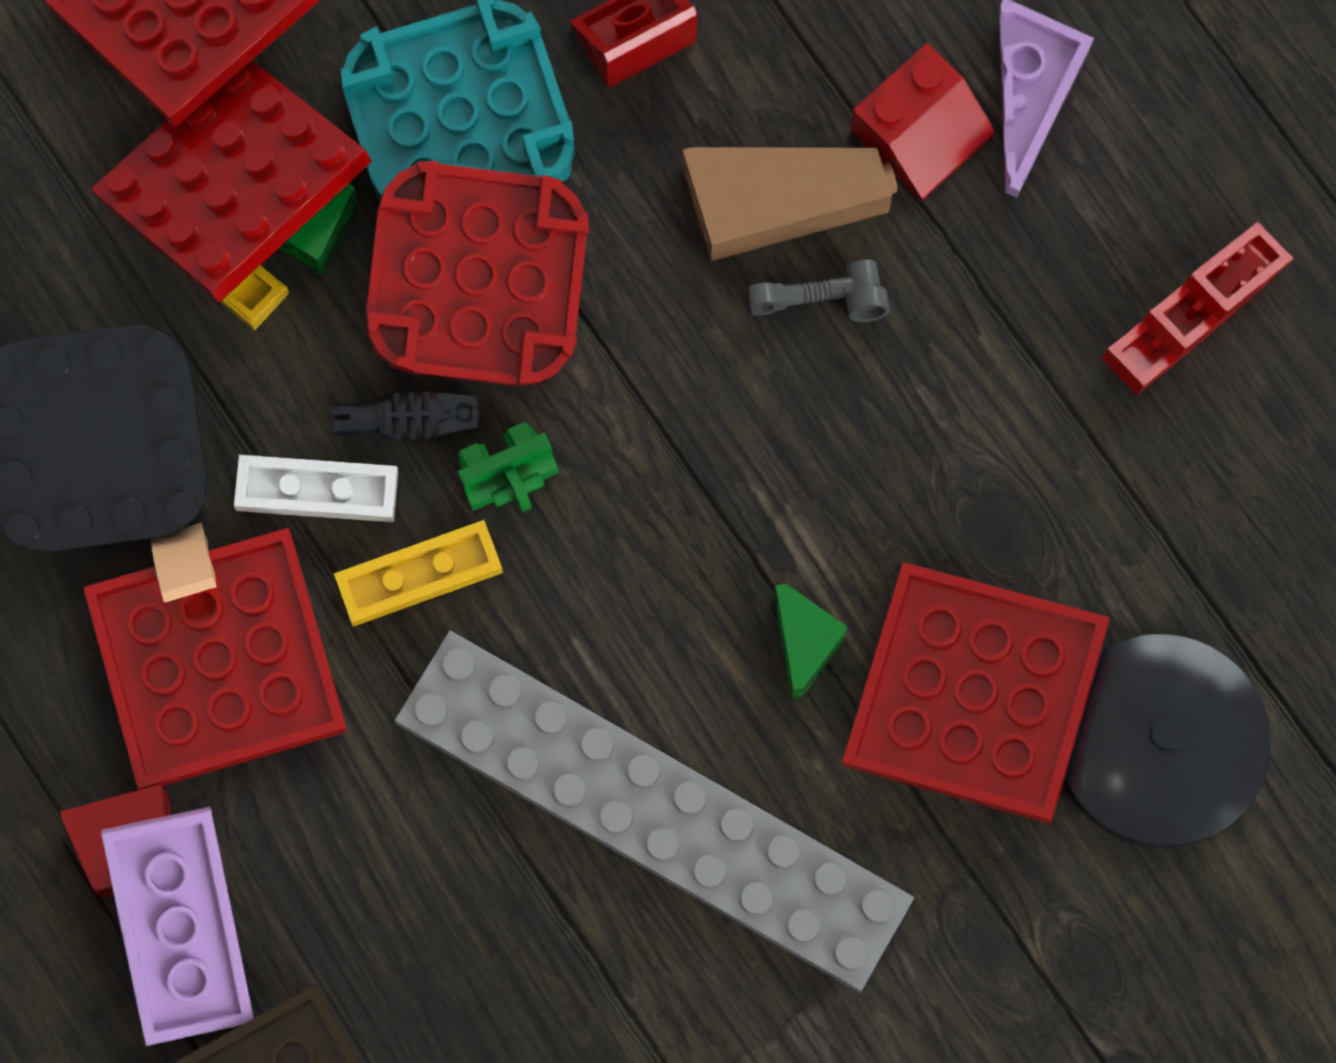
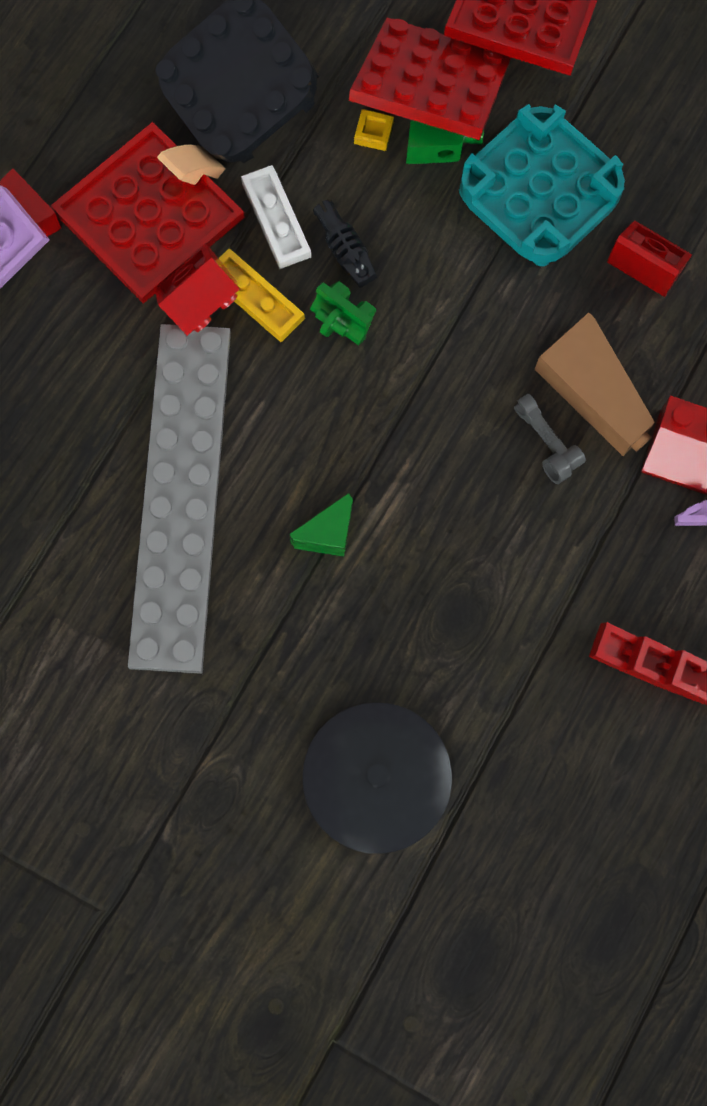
camera: 60 degrees right, 0 degrees up
(380, 644) = (197, 291): none -> red slope
(476, 274) = (447, 234): red plate -> none
(976, 692) = (346, 647): red plate -> none

